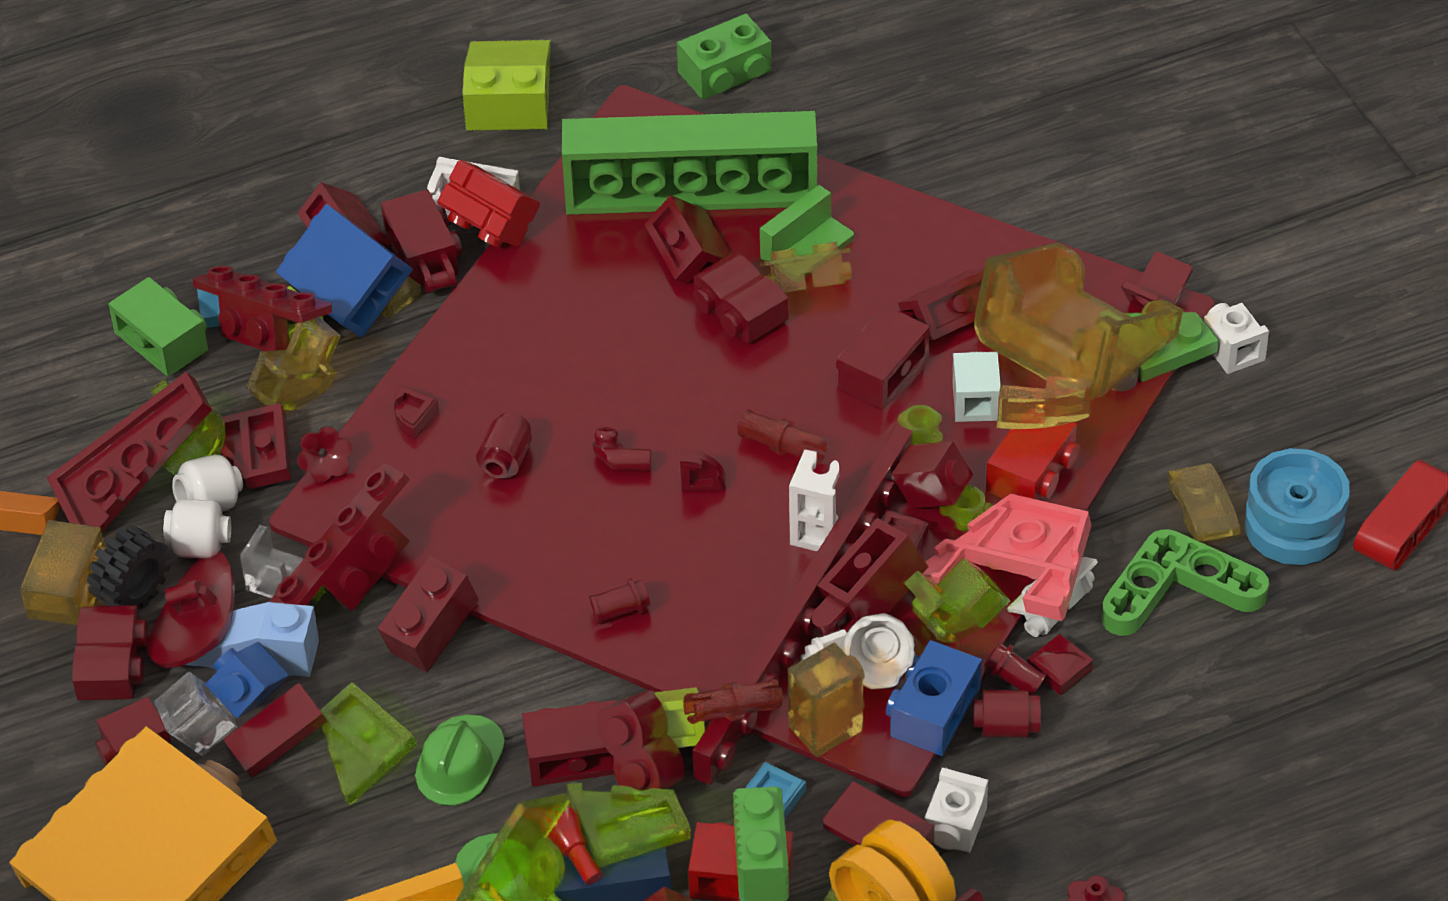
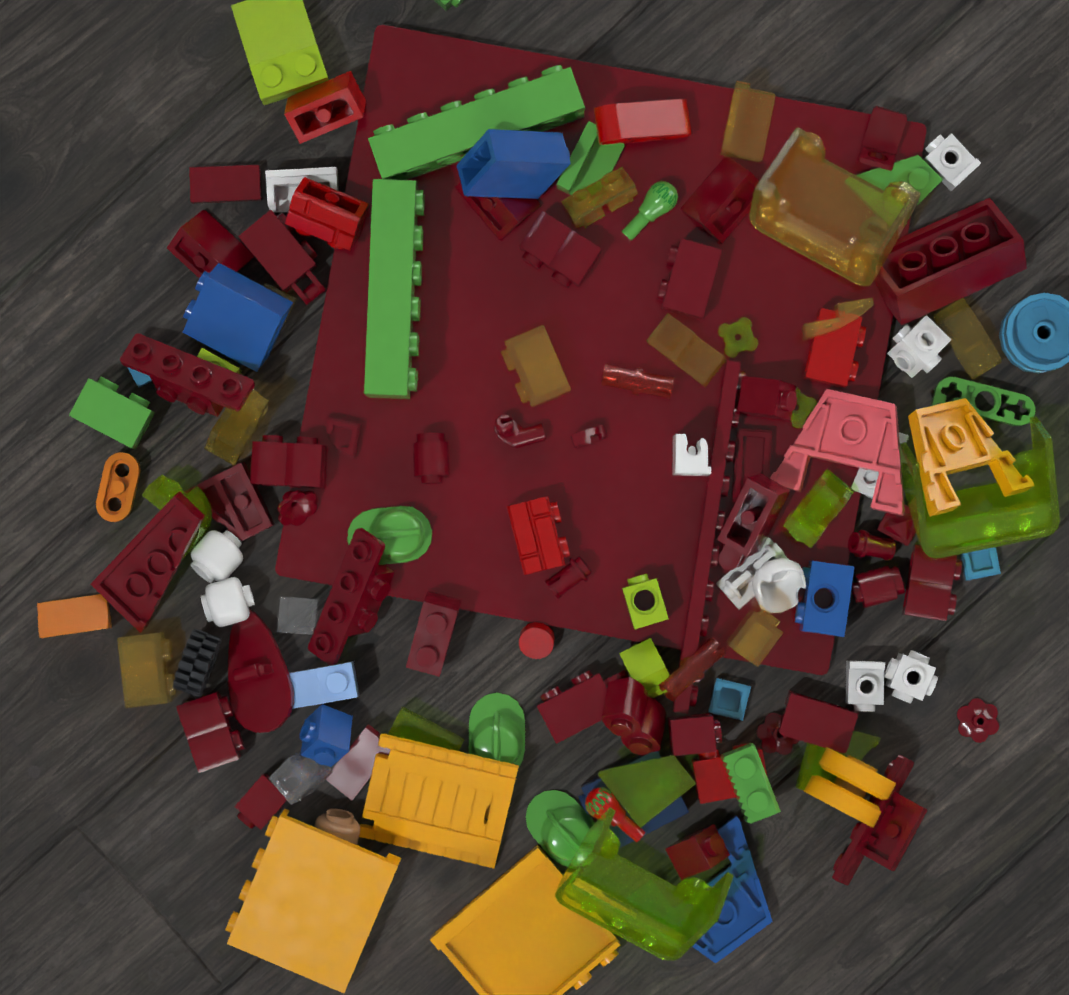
camera: 15 degrees left, 40 degrees up
(125, 395) = (118, 487): none -> orange plate
(349, 785) = (438, 800): none -> light orange door
(350, 408) = (288, 463): none -> dark red brick
(387, 175) = (225, 184): none -> dark red tile
(431, 513) = (401, 528): none -> bright green piece
(527, 121) = (325, 107): none -> red brick
(529, 277) = (392, 289): none -> bright green brick
(552, 664) = (536, 640): none -> red tile
(598, 546) = (537, 535): none -> red brick
(668, 393) = (536, 367): none -> clear yellow brick
(703, 646) = (653, 615): none -> lime brick
(706, 782) = (694, 734): none -> dark red brick
(717, 187) = (513, 164): none -> blue brick
(818, 849) = (768, 734): none -> dark red plant
(850, 424) = (686, 350): none -> clear yellow slope
(872, 285) = (658, 201): none -> bright green piece
(881, 201) = (642, 121): none -> beam
(976, 386) = (770, 286): light aqua brick -> none
(999, 233) = (747, 123): none -> clear yellow panel
(1017, 814) = (897, 676): none -> white brick
(1077, 727) = (930, 585): none -> dark red brick
(1137, 555) = (956, 439): none -> light orange wing
(1139, 486) = (918, 347): none -> white brick
(1150, 728) = (980, 563): none -> dark azure tile
(1201, 418) = (950, 261): none -> dark red slope
(1227, 672) = (985, 515): none -> clear neon green windscreen

